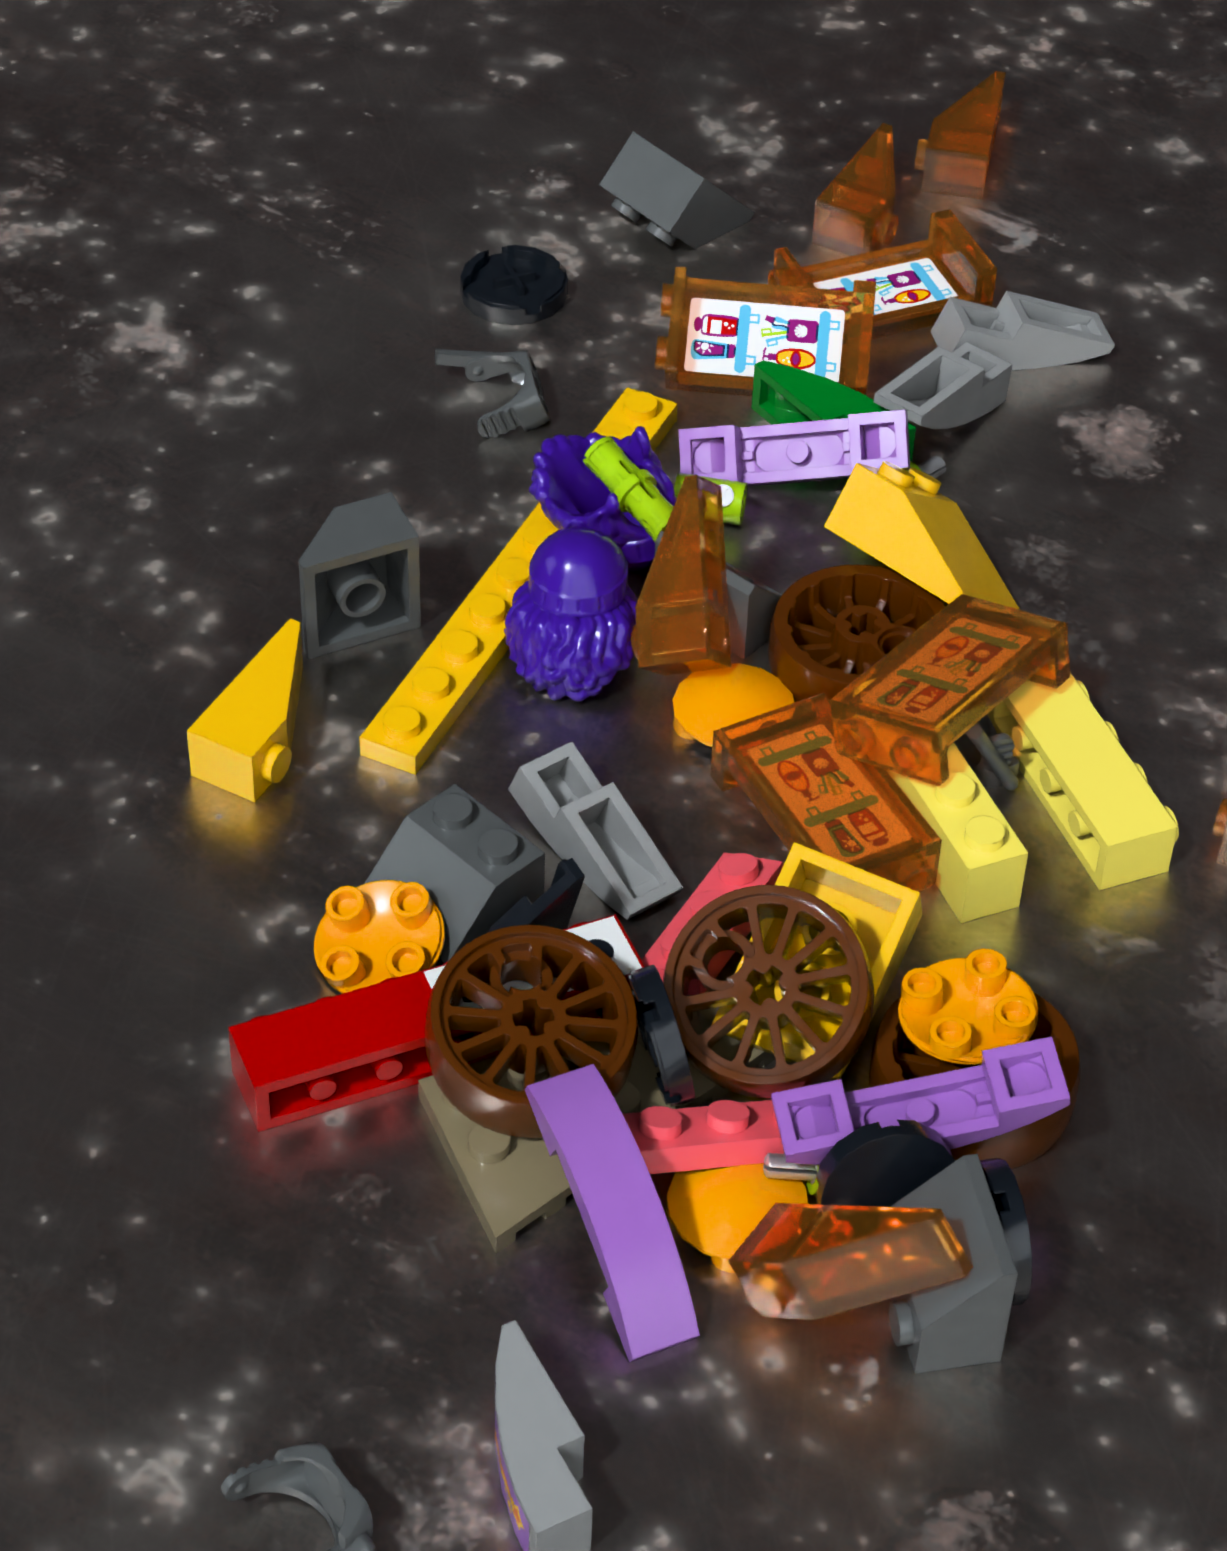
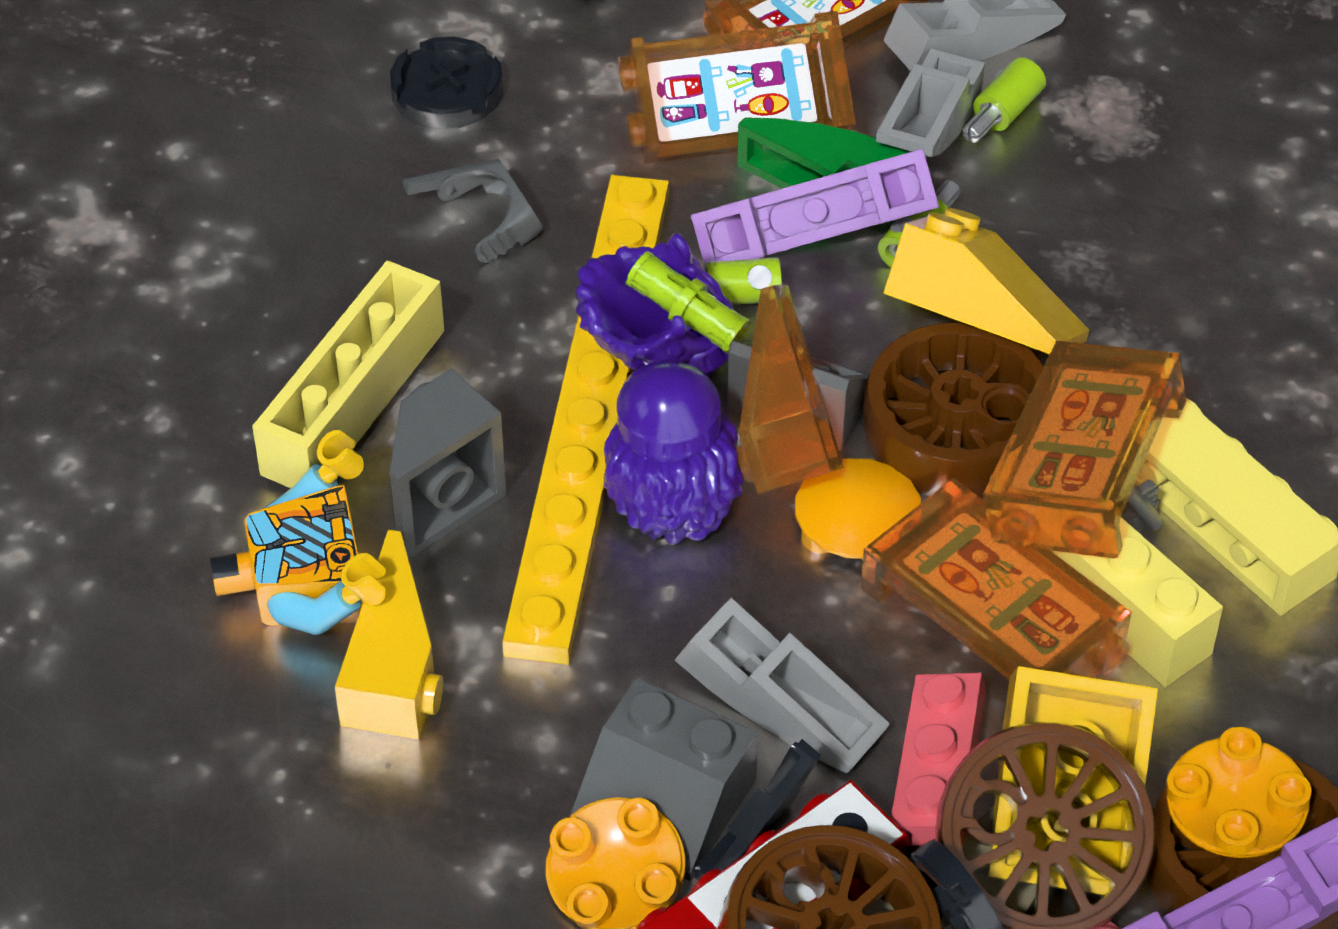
camera: 15 degrees left, 5 degrees up
(213, 622) = (306, 550): none -> torso
(285, 505) = (351, 371): none -> light yellow brick
(1023, 401) = (1005, 98): none -> lime piece

